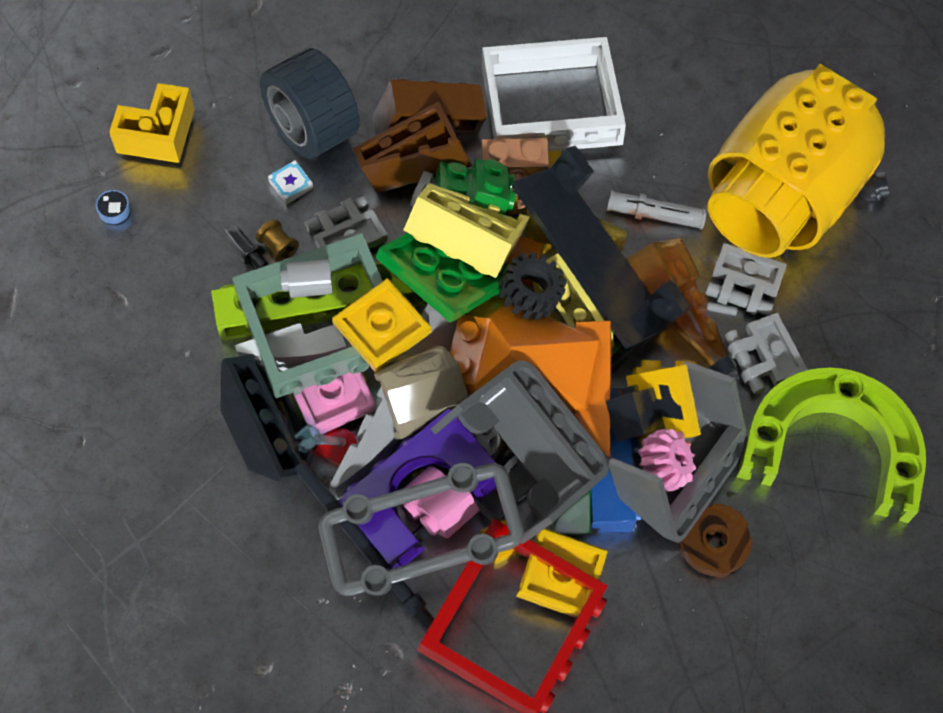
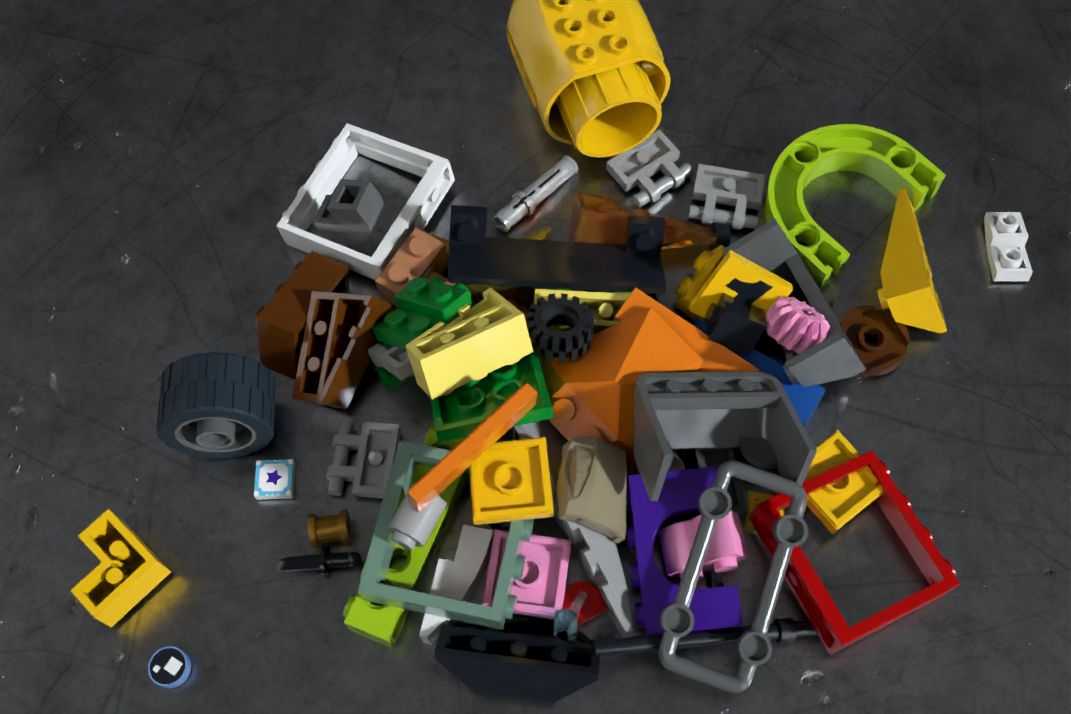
camera: 50 degrees left, 0 degrees up
(378, 274) = (471, 447): none -> orange tile
(524, 84) = (350, 209): none -> dark grey brick
(796, 531) = (907, 274): none -> yellow wedge
(895, 607) = (1006, 246): none -> white slope

